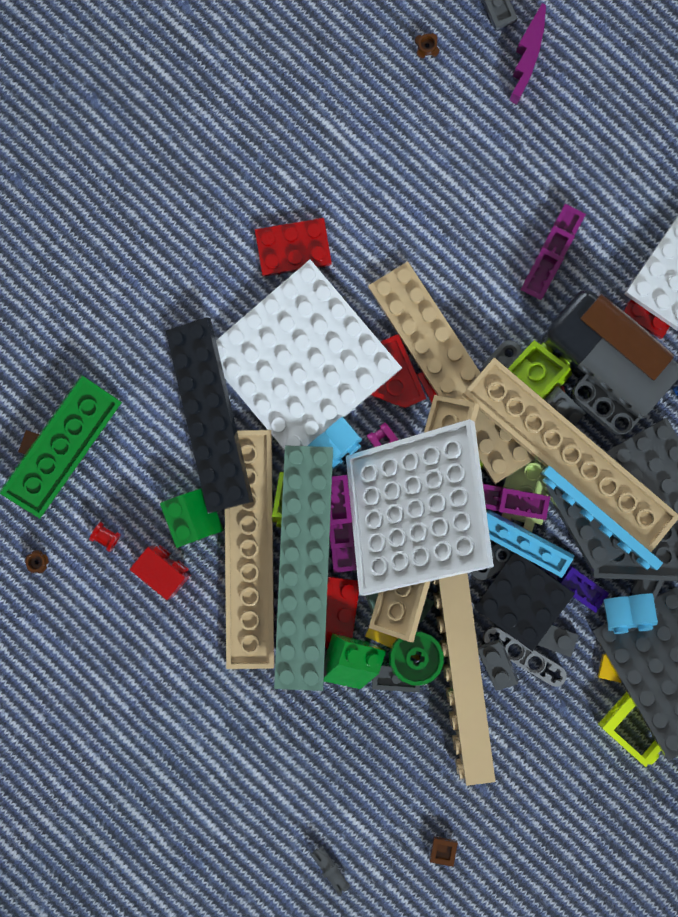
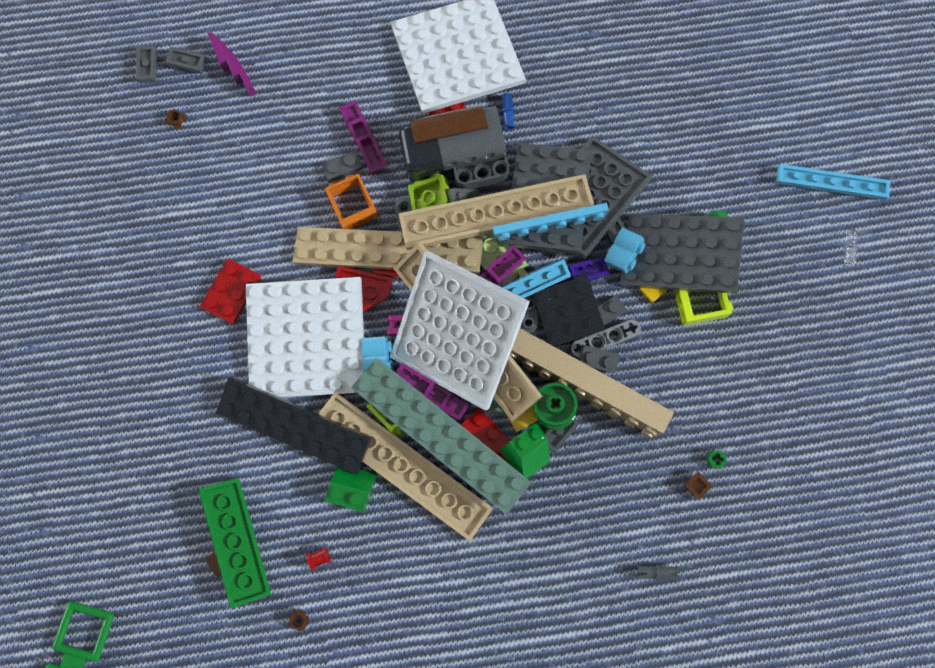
camera: 55 degrees left, 10 degrees down
(160, 571) = (370, 535): red brick -> none
(462, 317) = (357, 219): none -> orange window
(491, 852) = (721, 455): none -> green bush
(505, 255) = (342, 166): none -> dark grey plate

